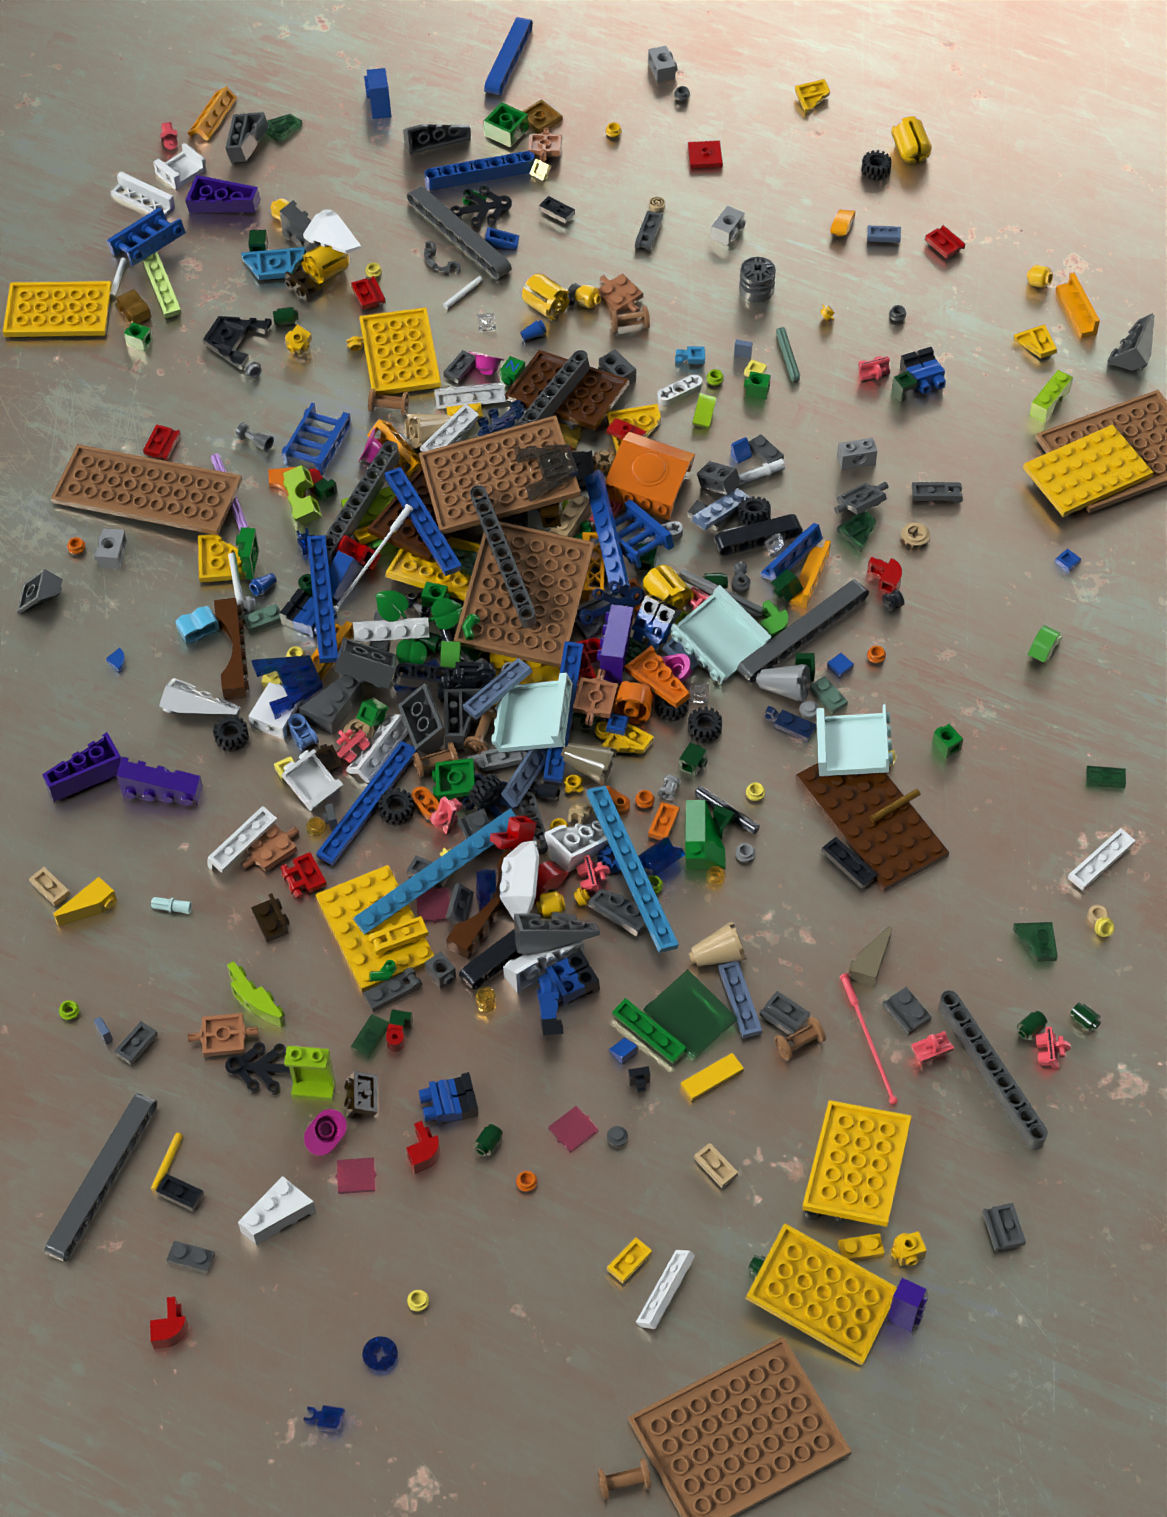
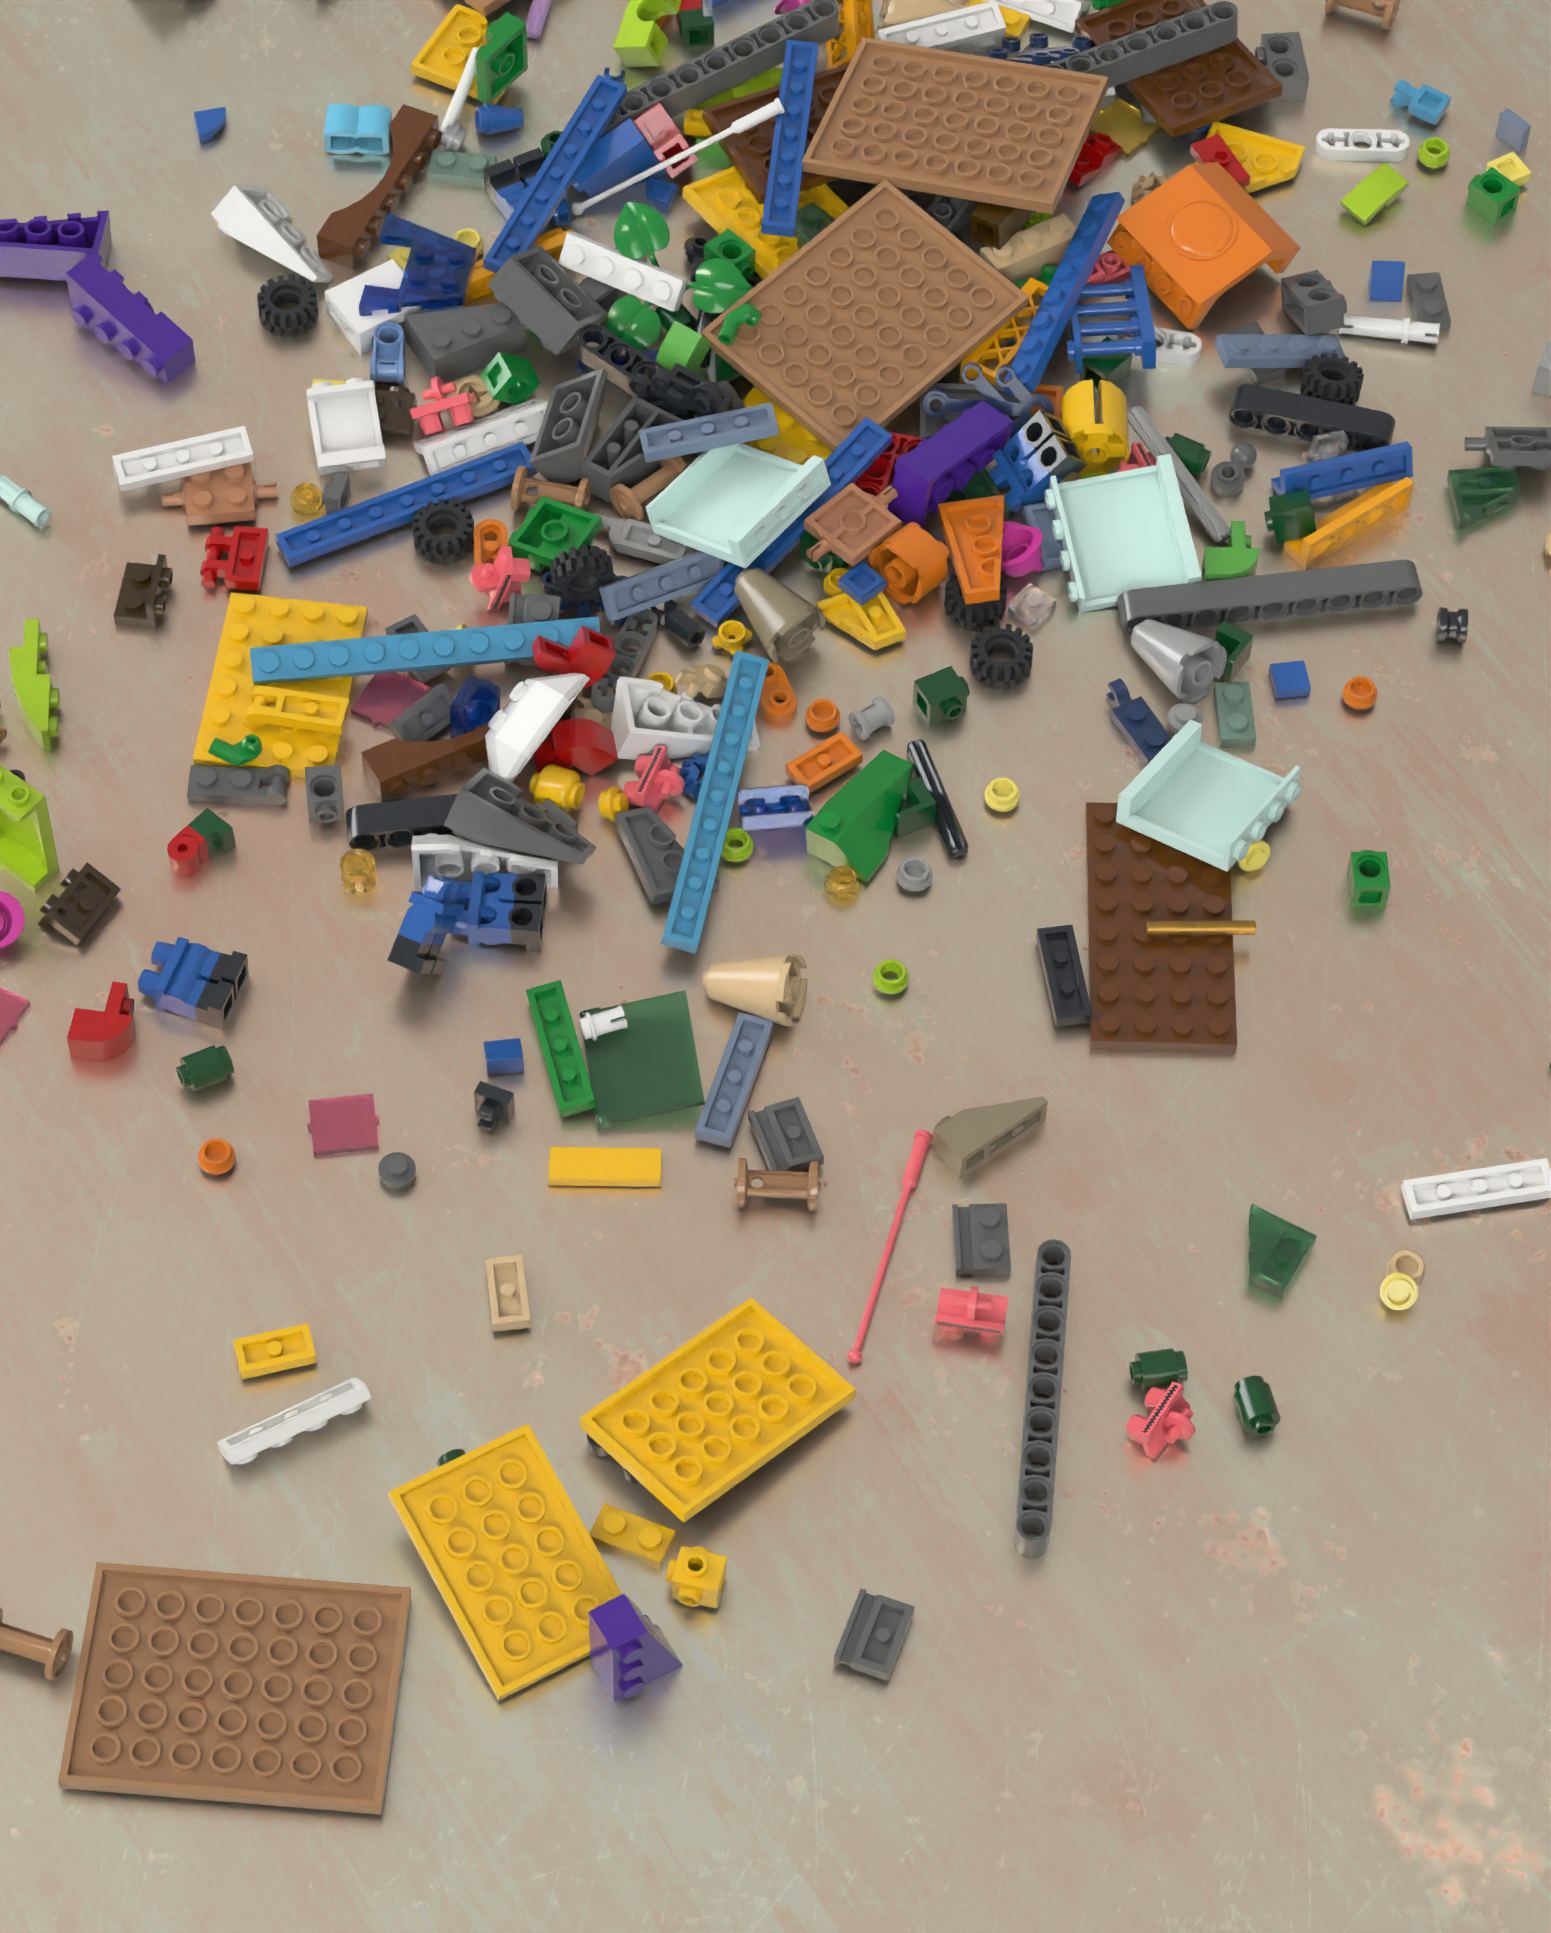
camera: 30 degrees right, 0 degrees up
(370, 581) = (661, 194): none -> blue tile
(370, 1036) = (151, 830): clear green plate -> none
(504, 563) = (862, 244): dark grey beam -> none
(555, 465) = (1040, 149): clear smoke wing -> none
(584, 465) = (1107, 175): black plate -> none
(661, 1007) = (601, 1023): none -> white pin
(772, 903) = (893, 969): none -> lime plate
(889, 573) = (1474, 583): red brick -> none

